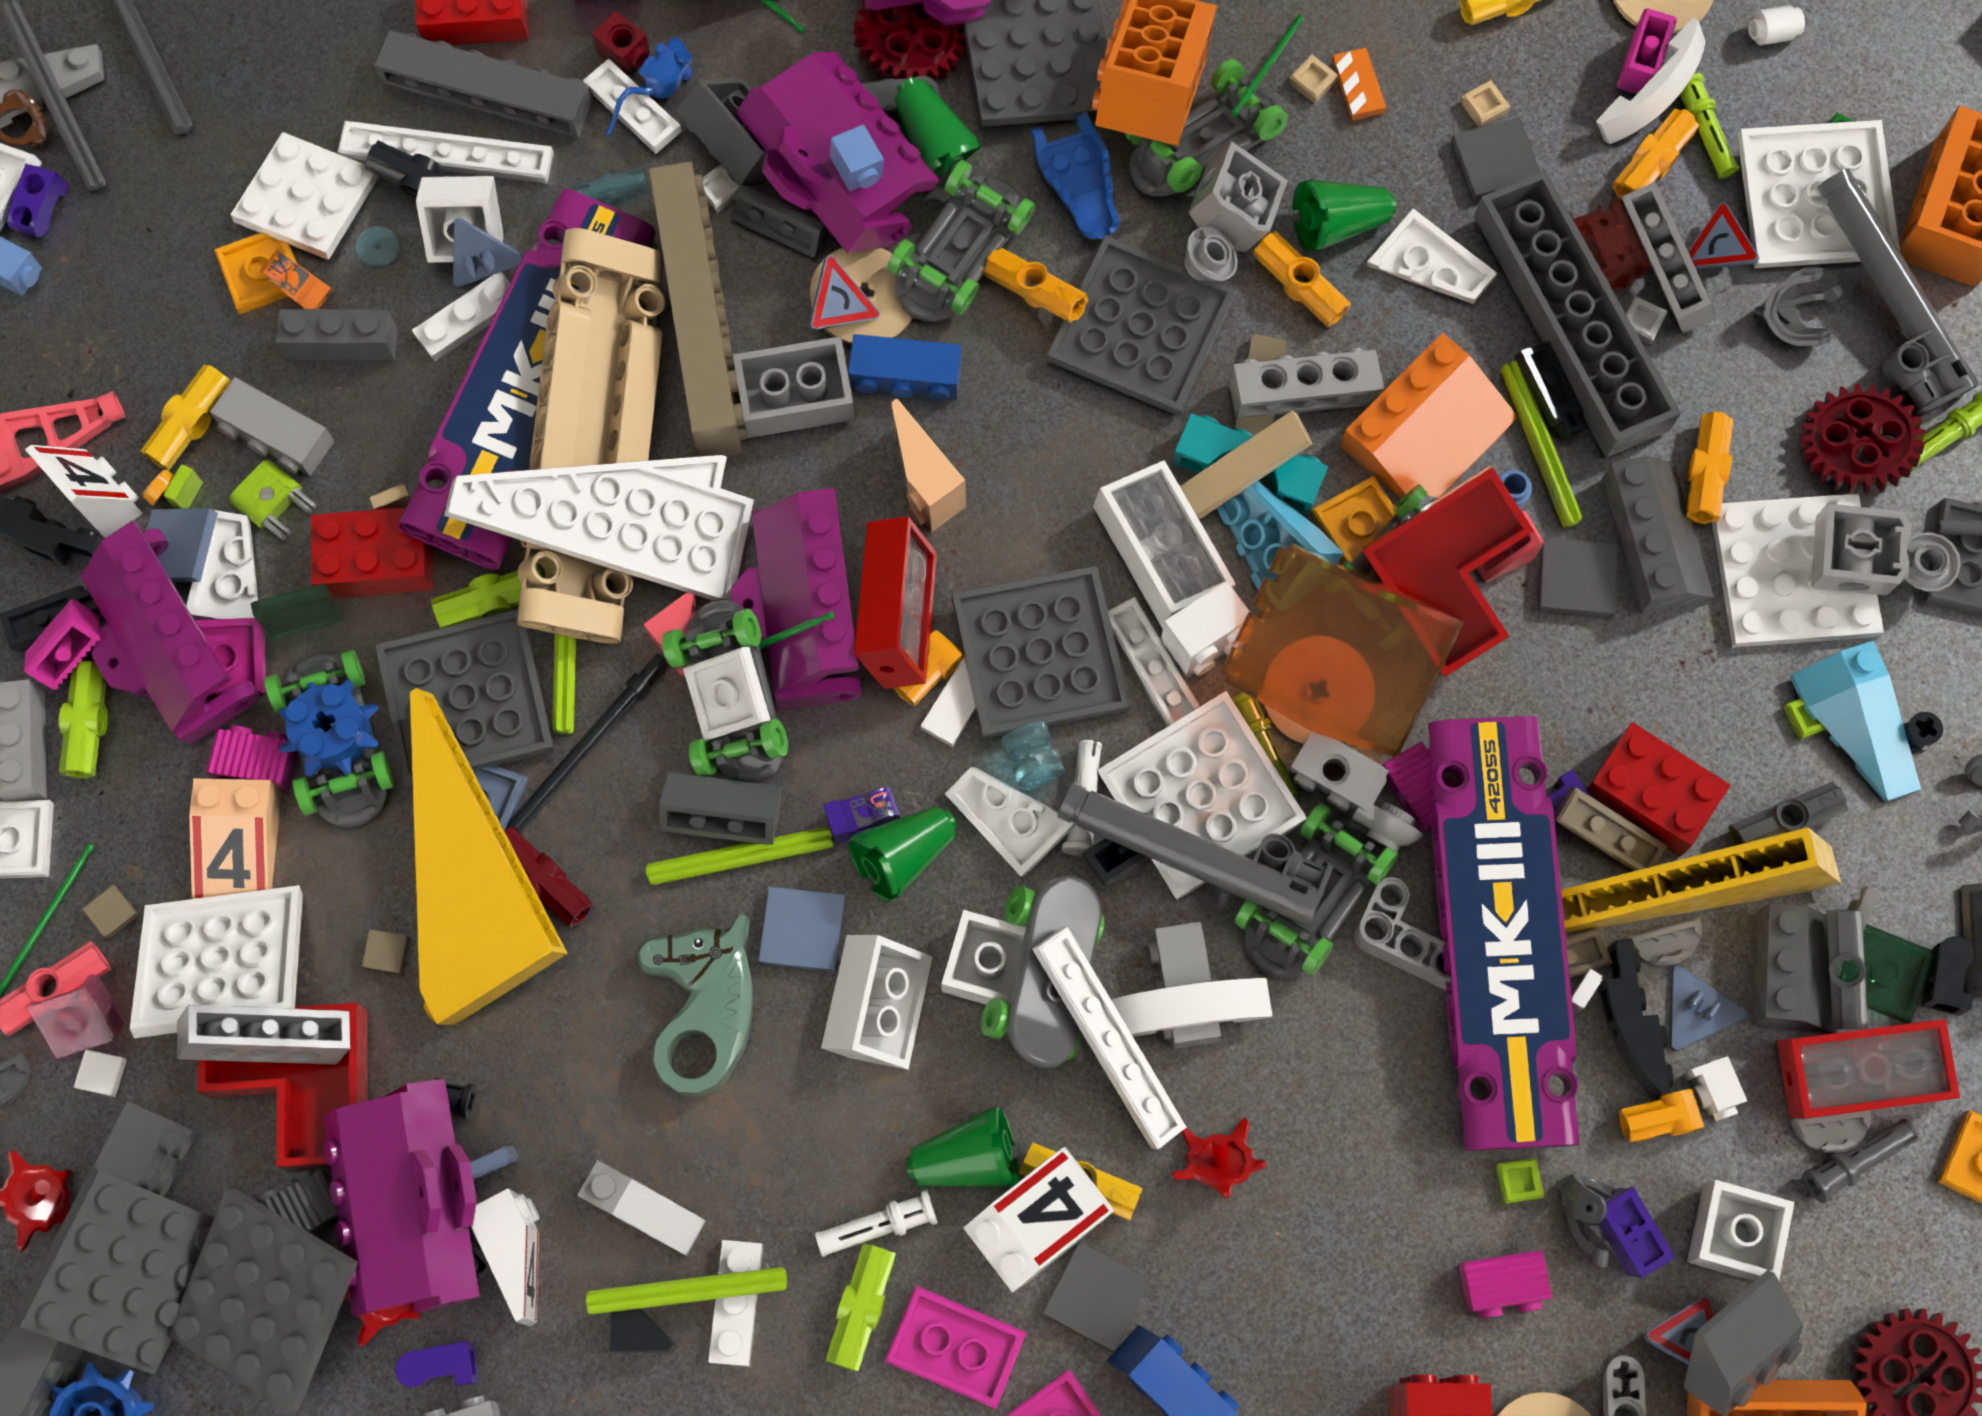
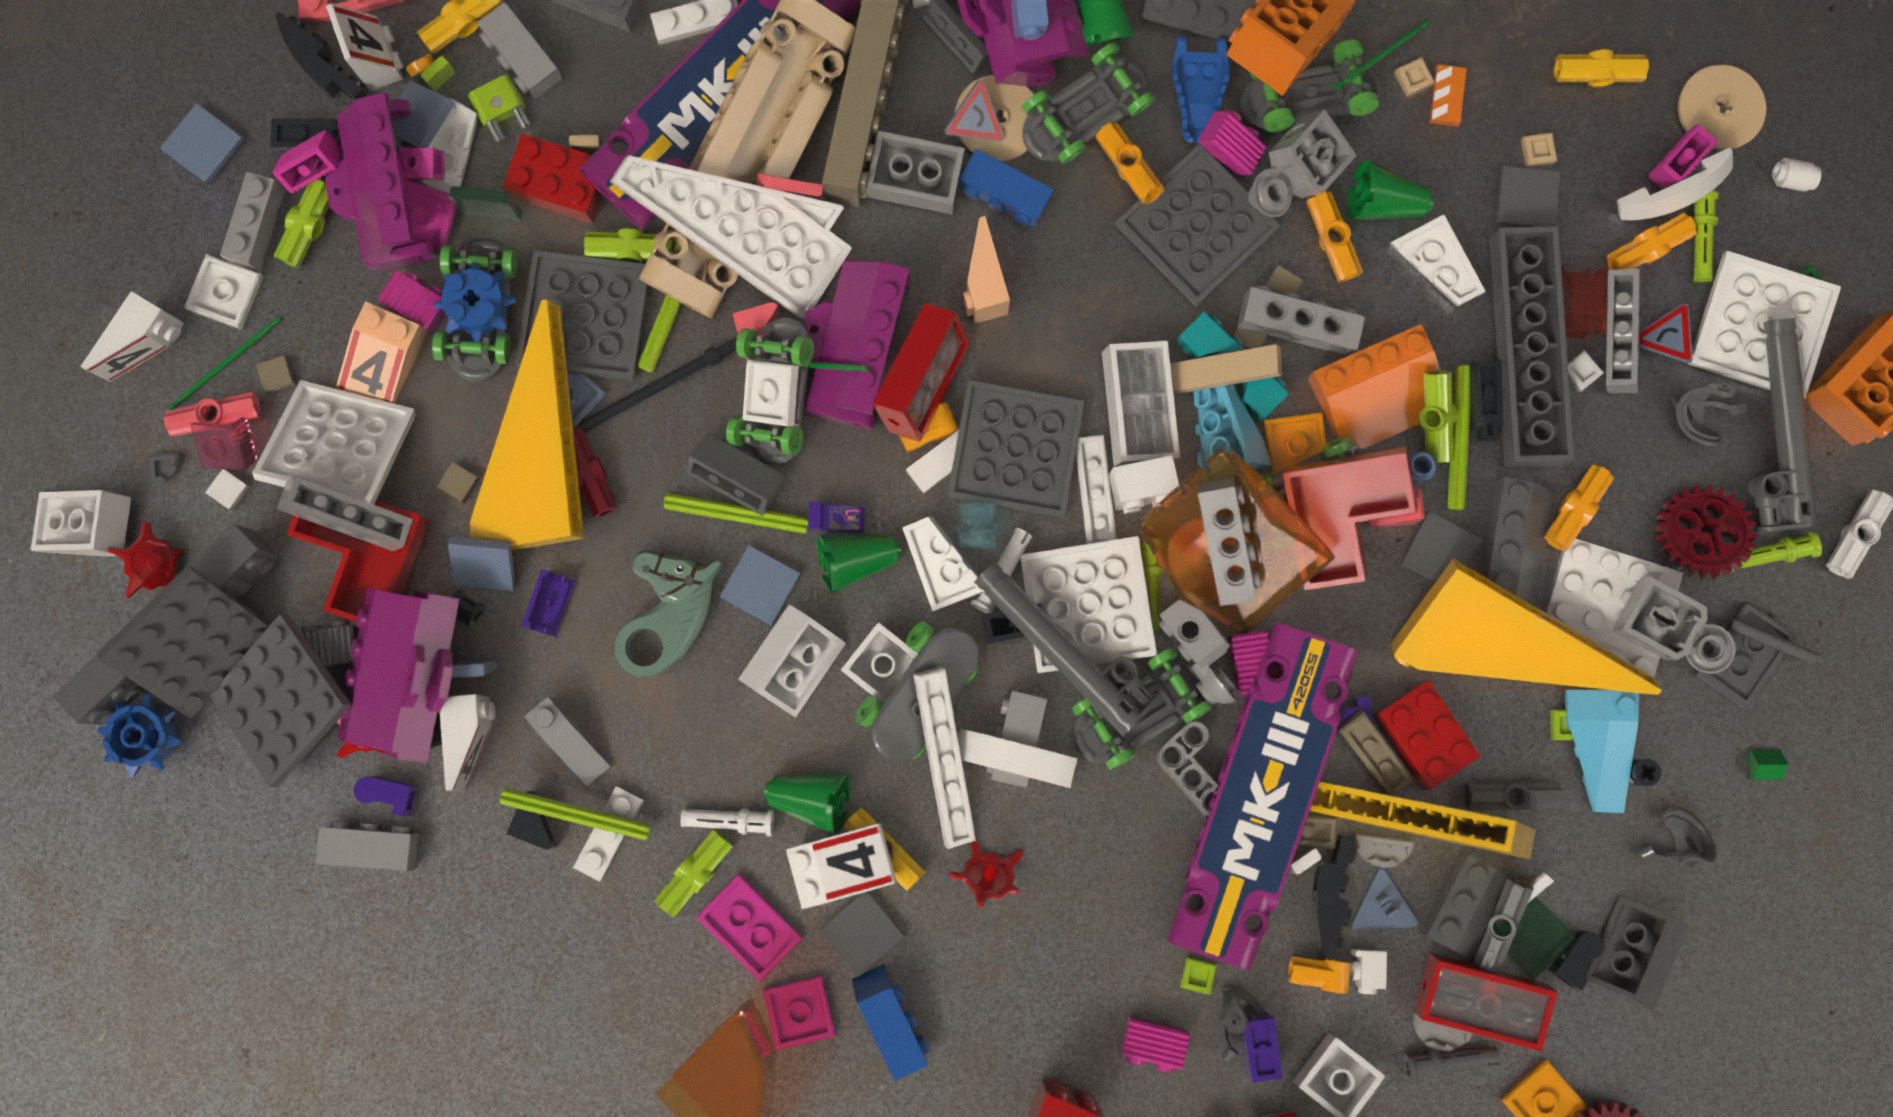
camera: 20 degrees right, 10 degrees up
(206, 592) = (422, 164): none -> dark pink brick
(453, 1034) = (482, 563): none -> sand blue tile
(553, 1051) = (548, 603): none -> dark purple hinge
(654, 451) = (789, 185): none -> coral tile
(1142, 219) = (1232, 142): none -> dark pink brick
(1357, 705) = (1230, 586): none -> light grey brick
(1498, 405) = (1438, 399): none -> lime piece
(1671, 641) = (1489, 632): none -> yellow slope

